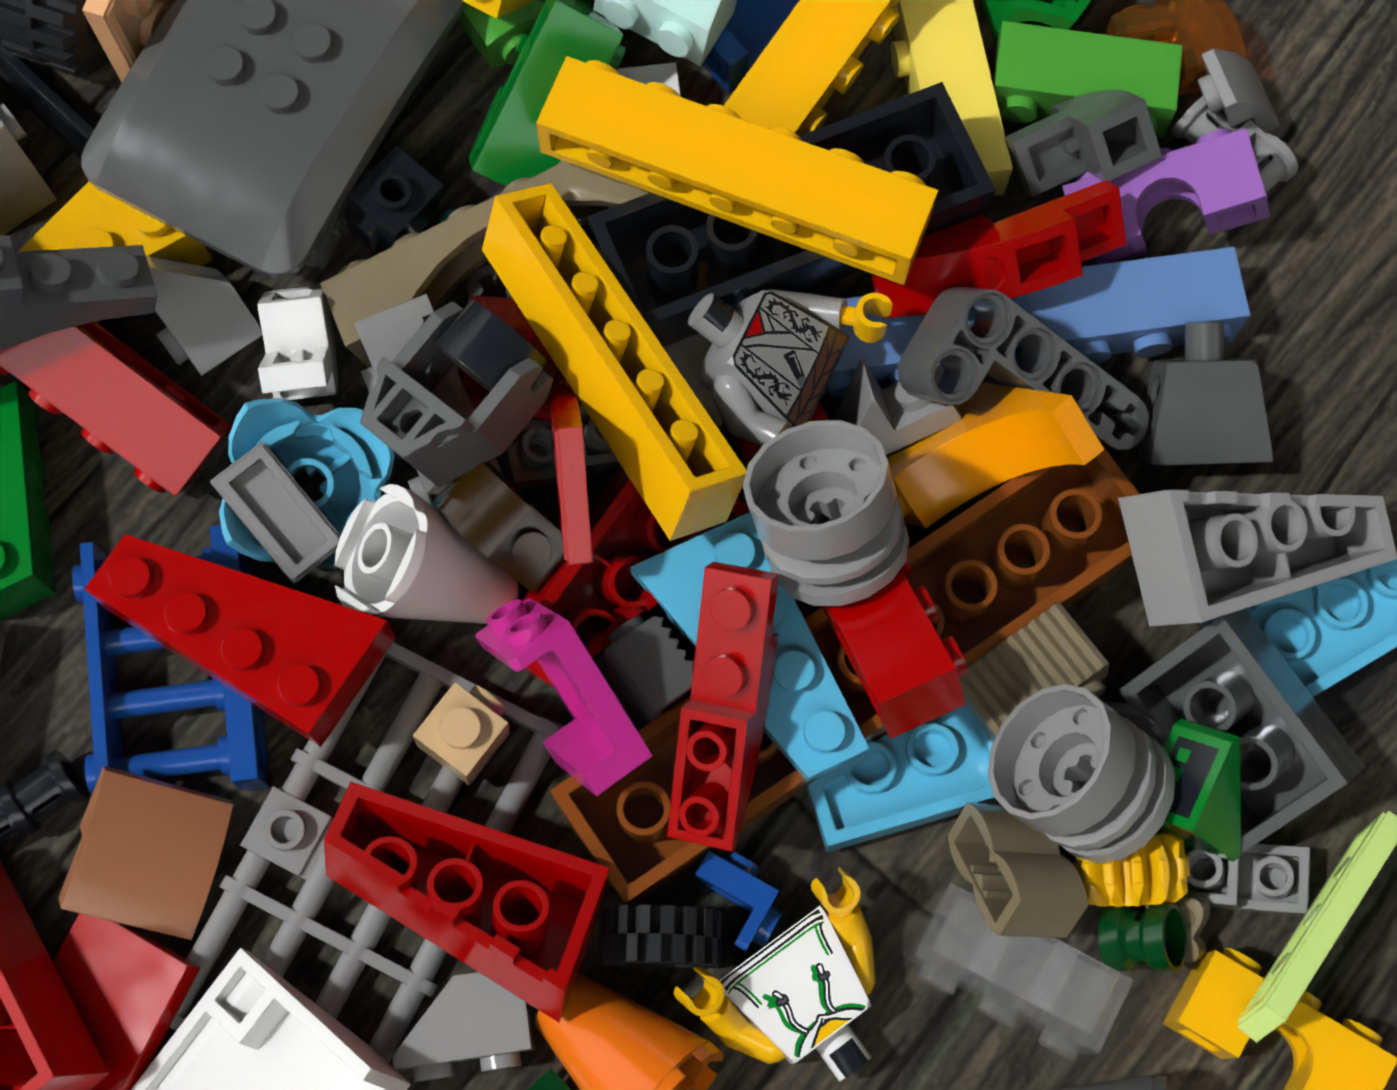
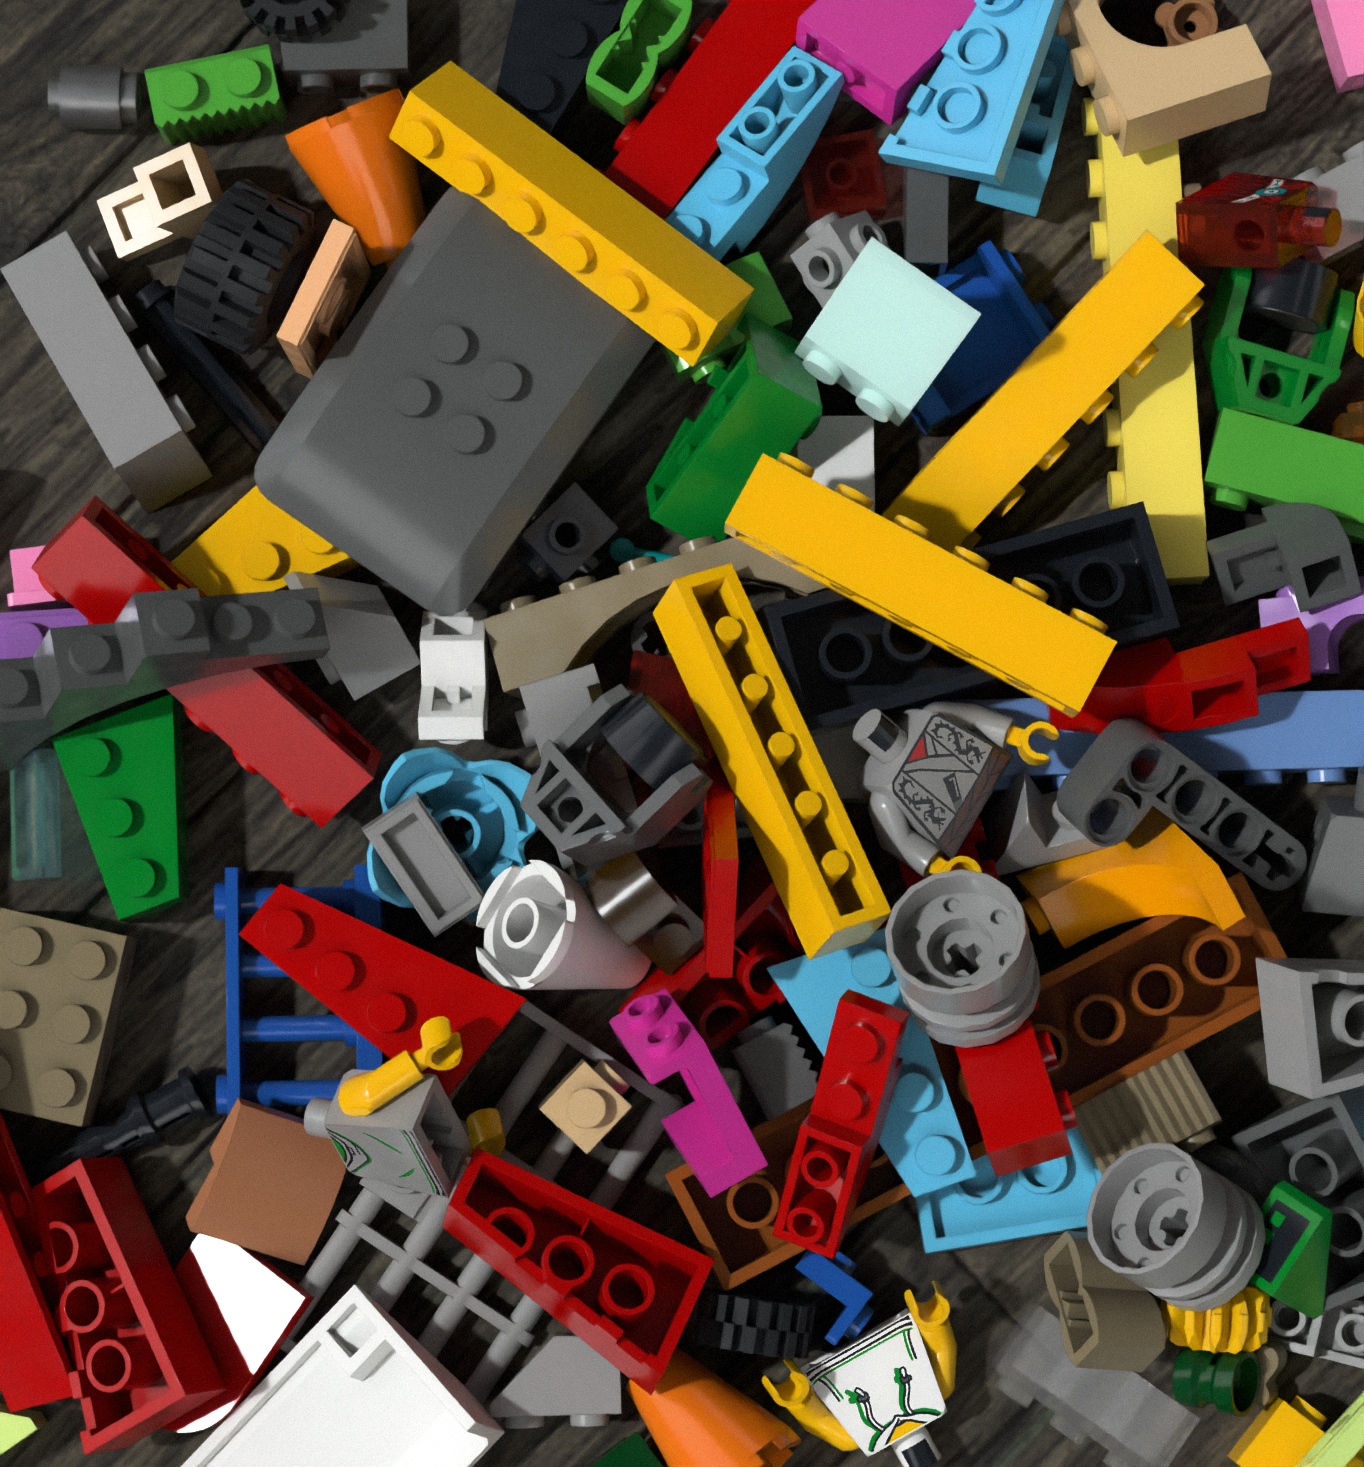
camera: 10 degrees right, 10 degrees up
(263, 760) = (399, 1121): none -> torso

